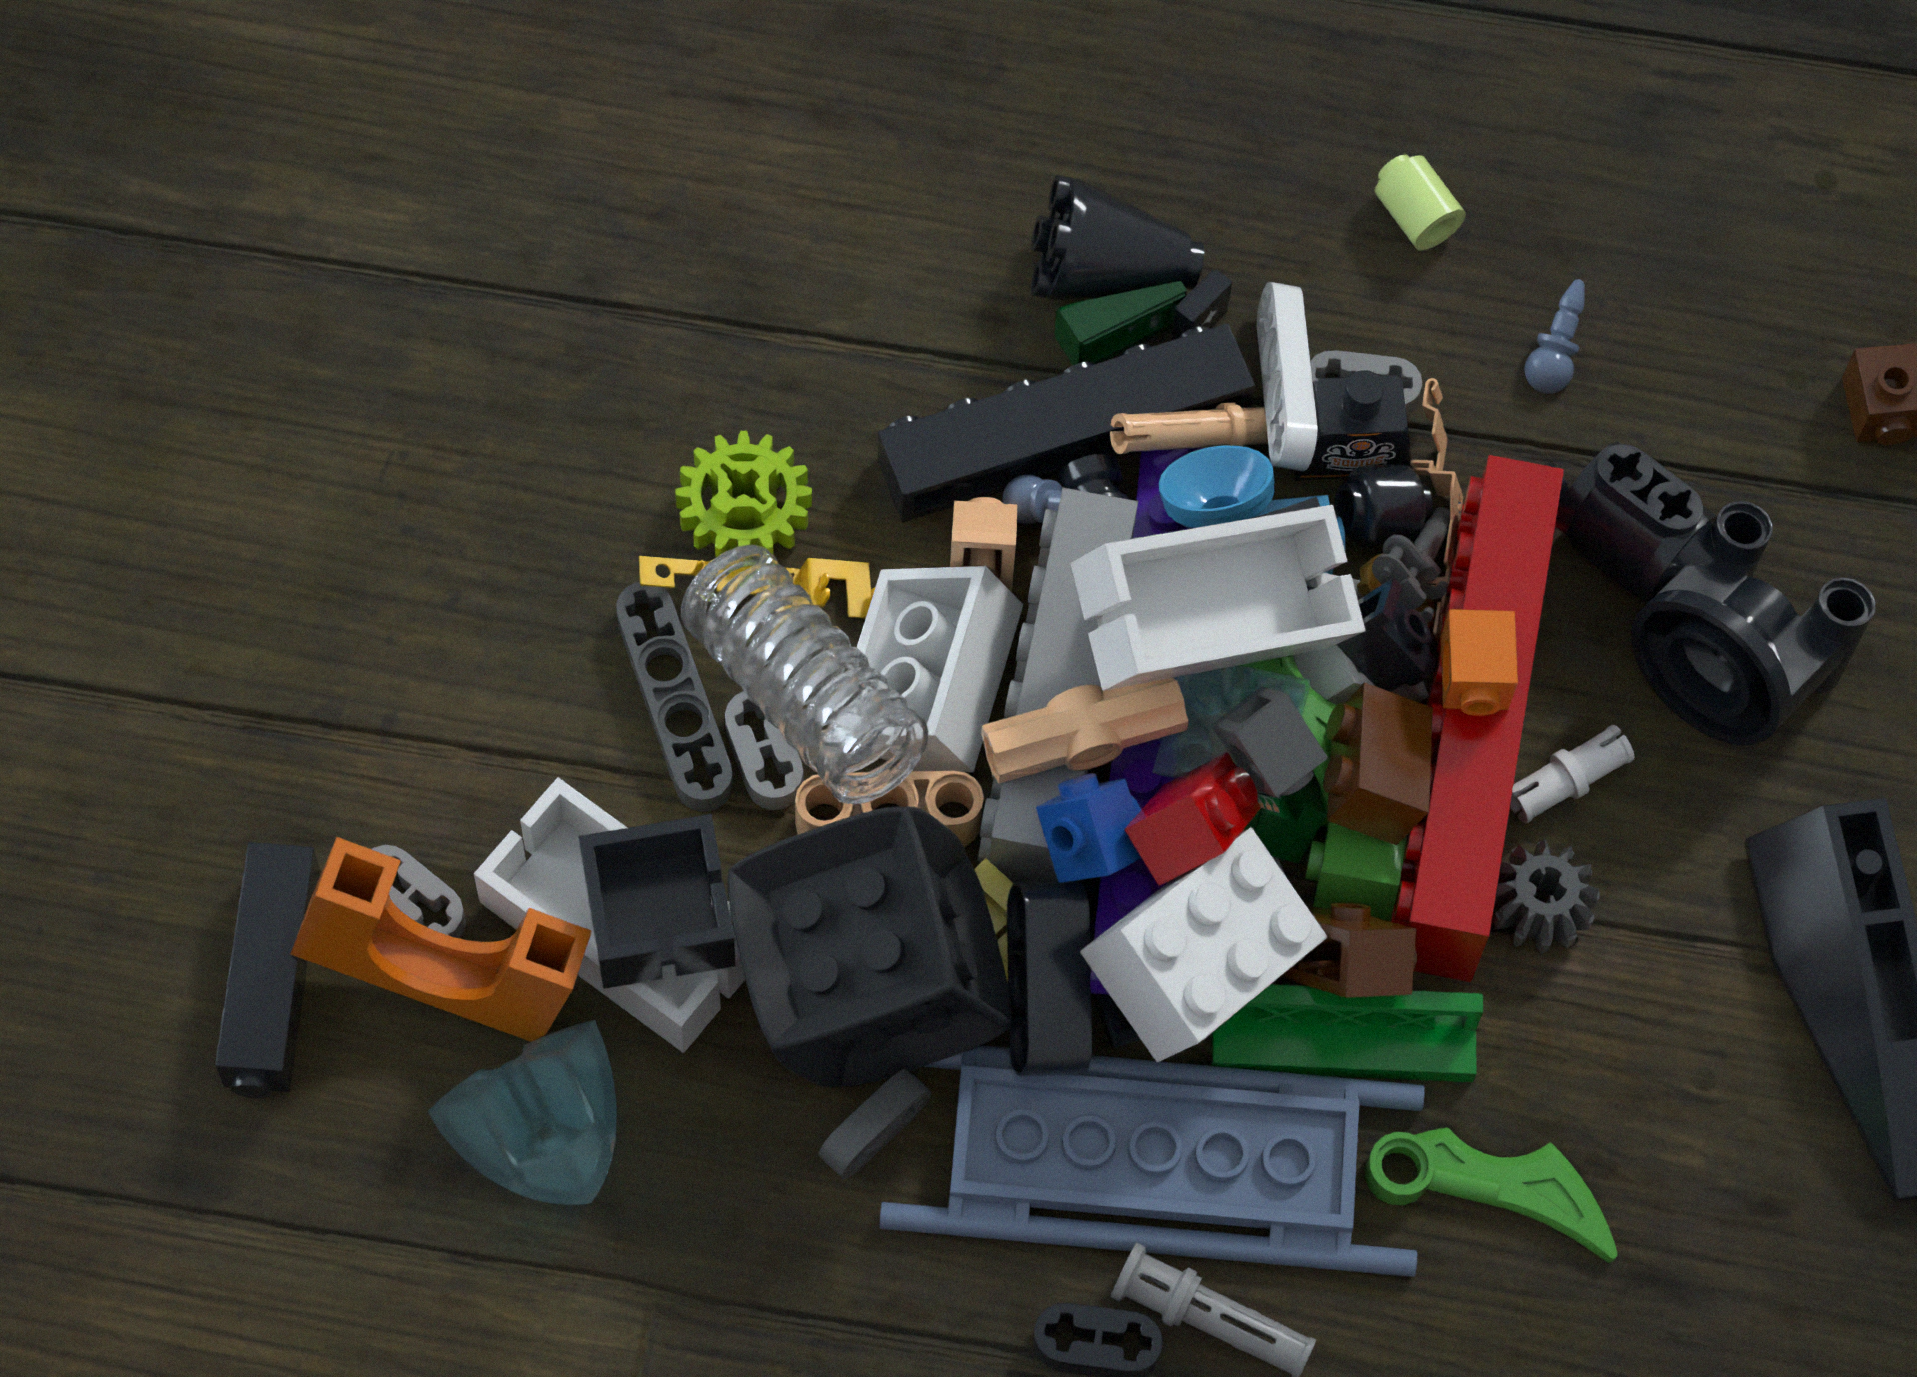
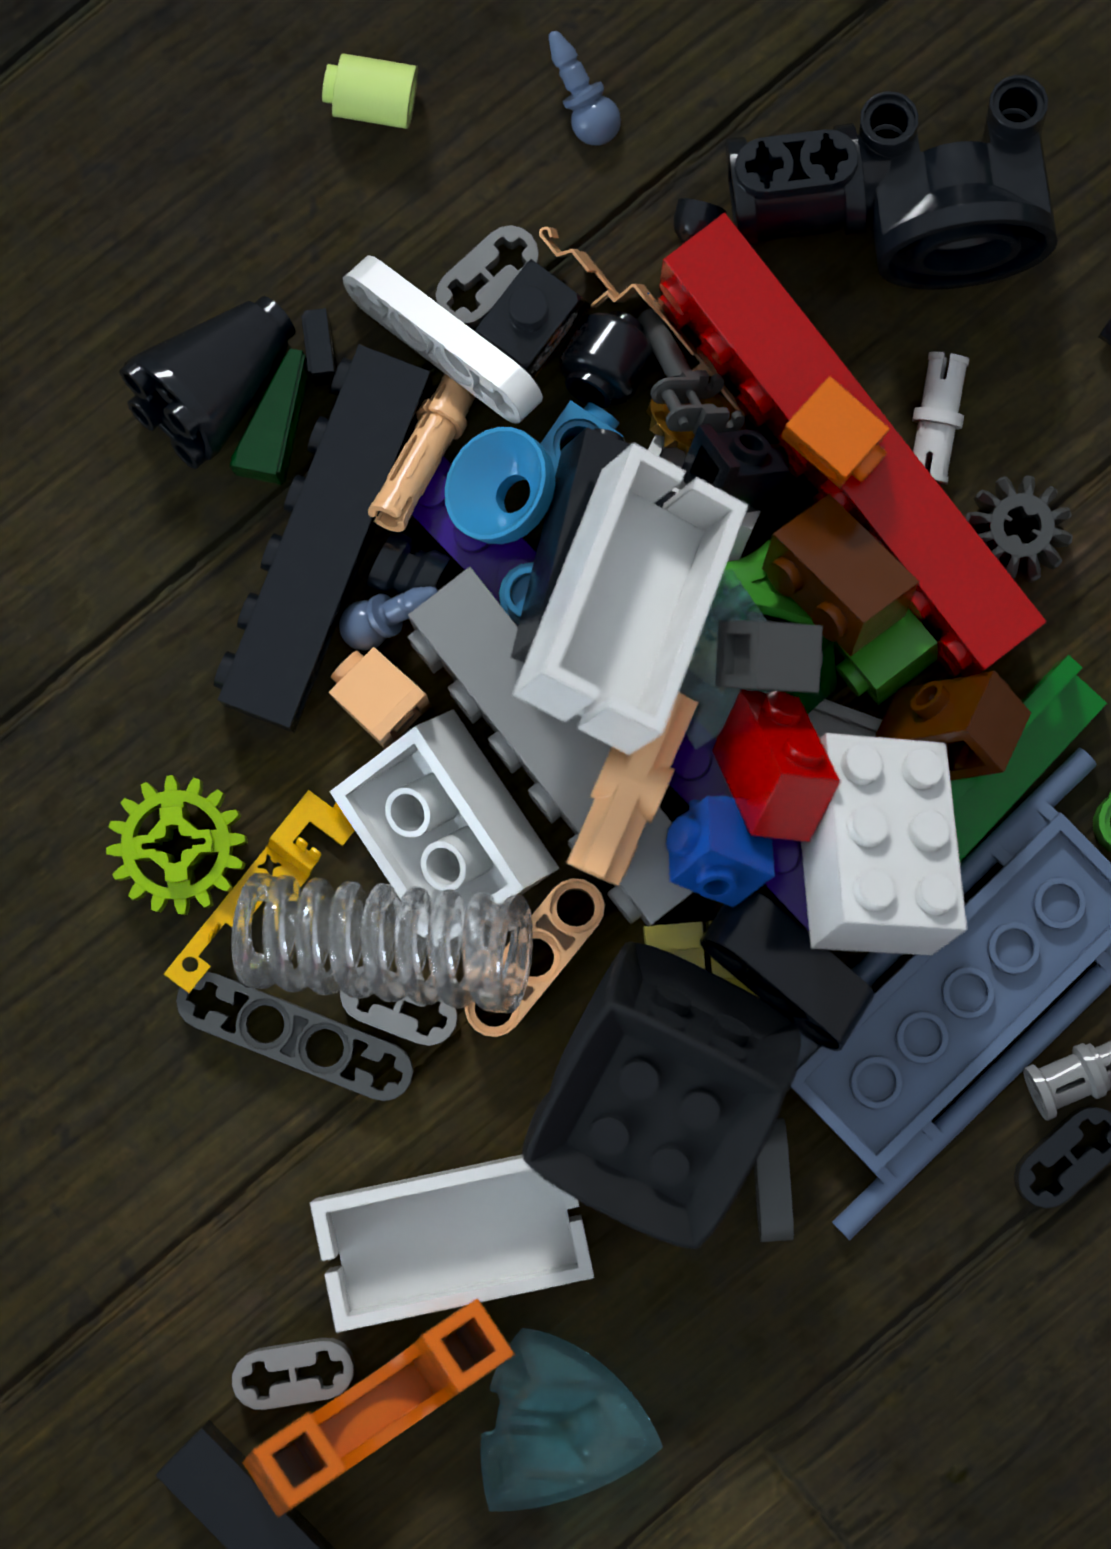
camera: 45 degrees left, 20 degrees up
(654, 899) = (491, 1228): black piece -> none

